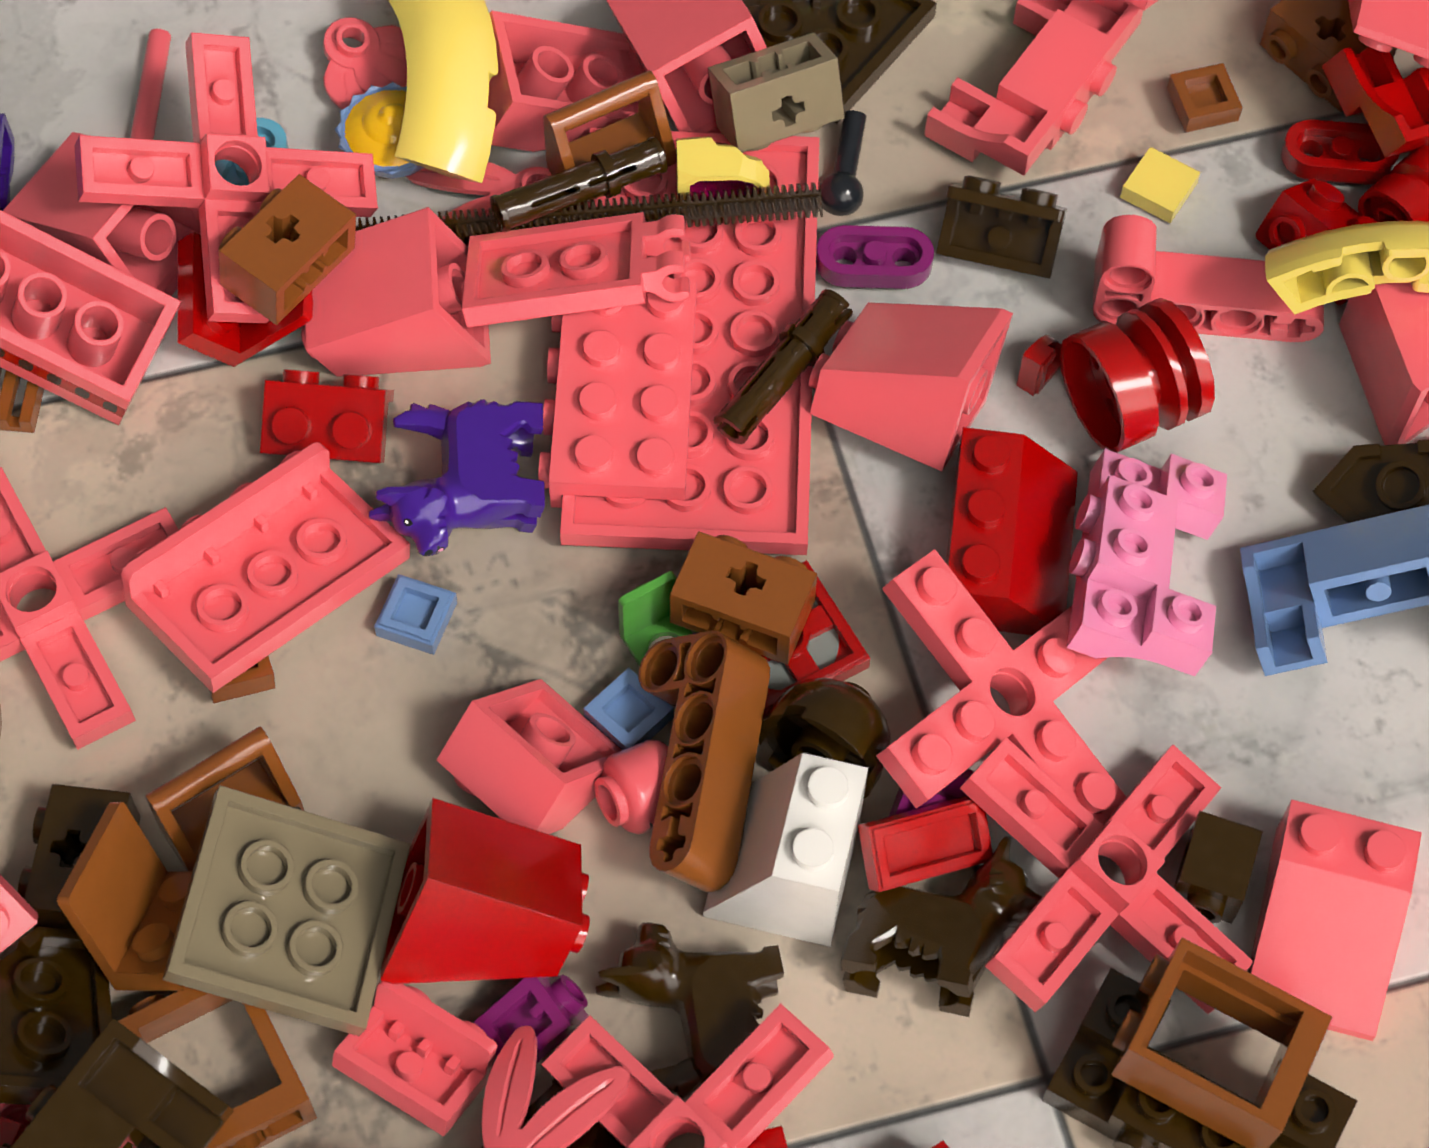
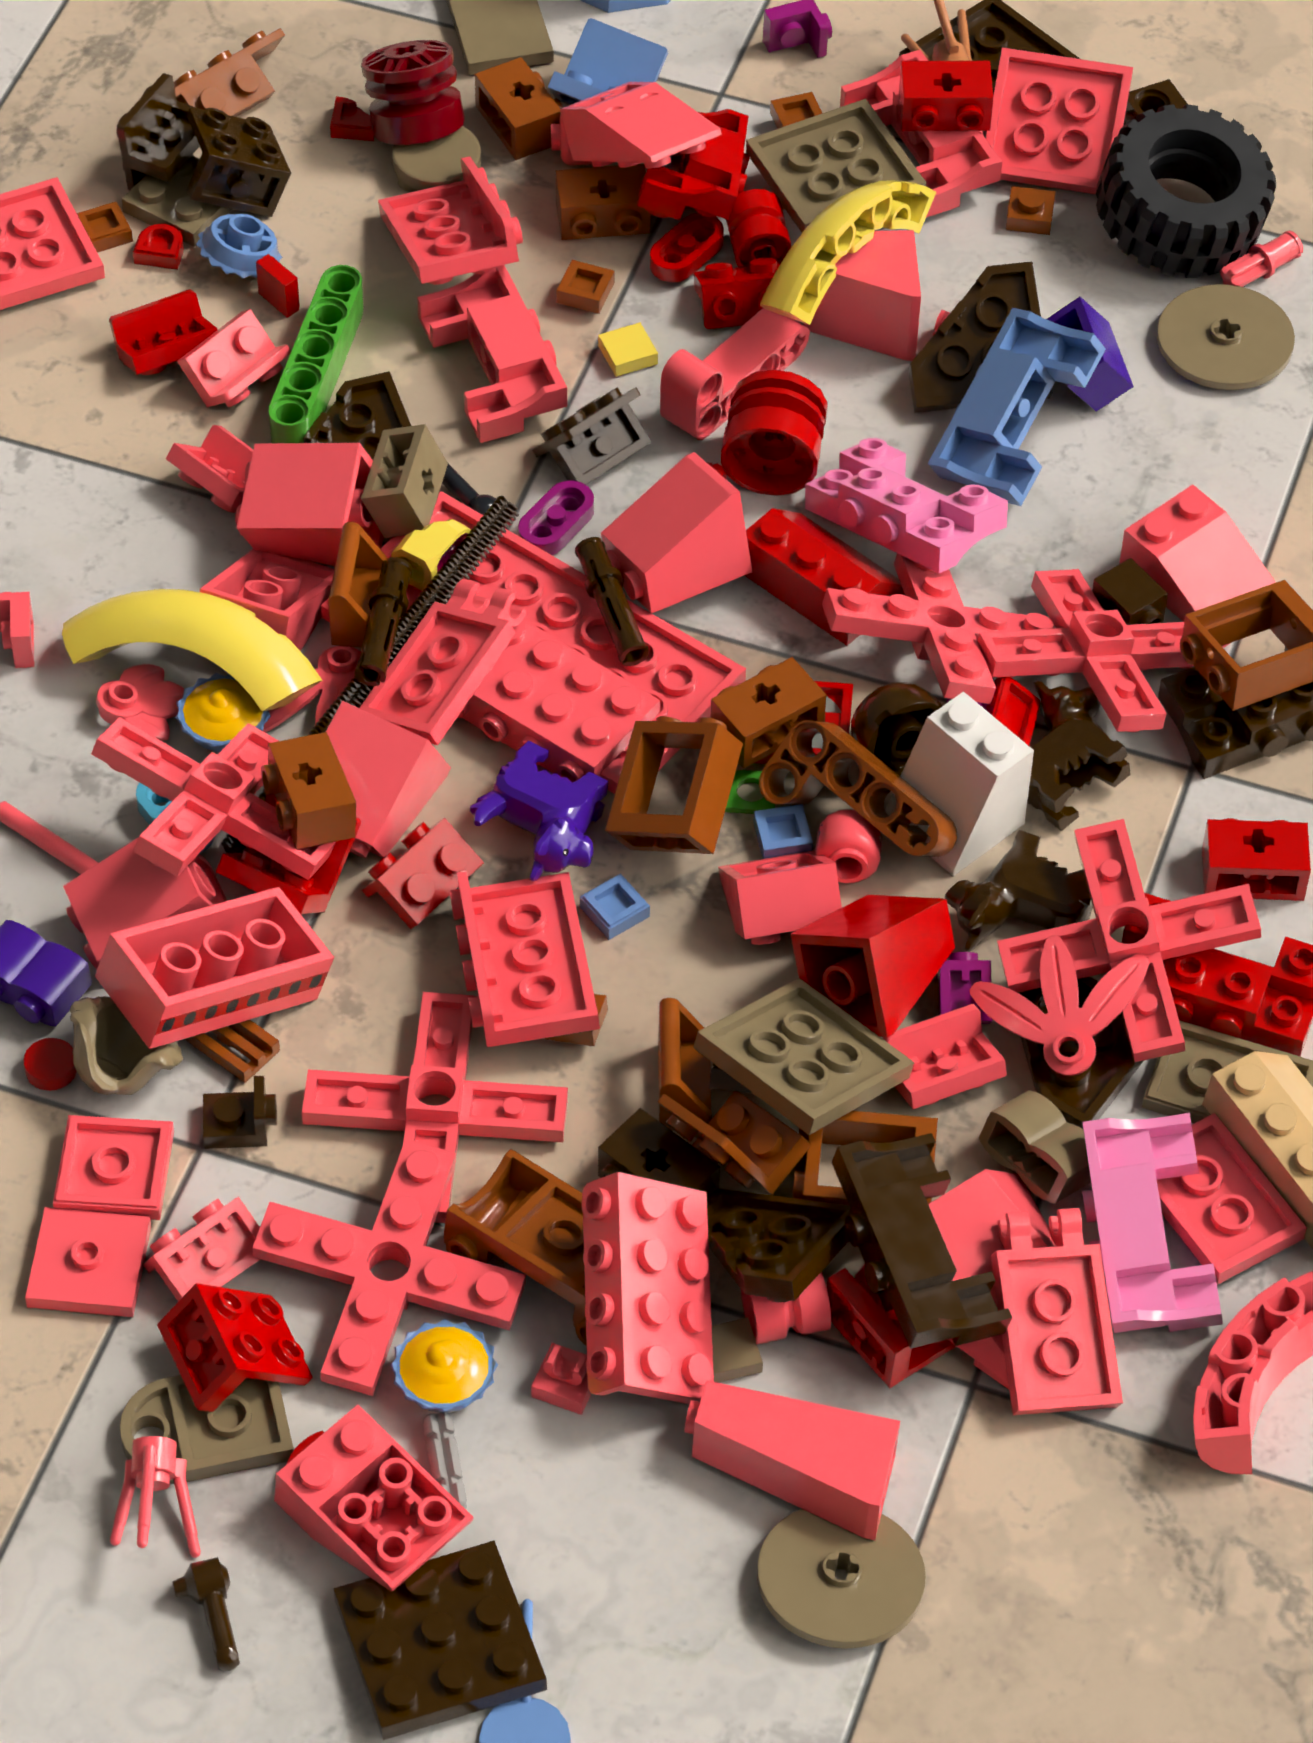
camera: 55 degrees left, 10 degrees down
(583, 597) = (708, 796): none -> dark orange window

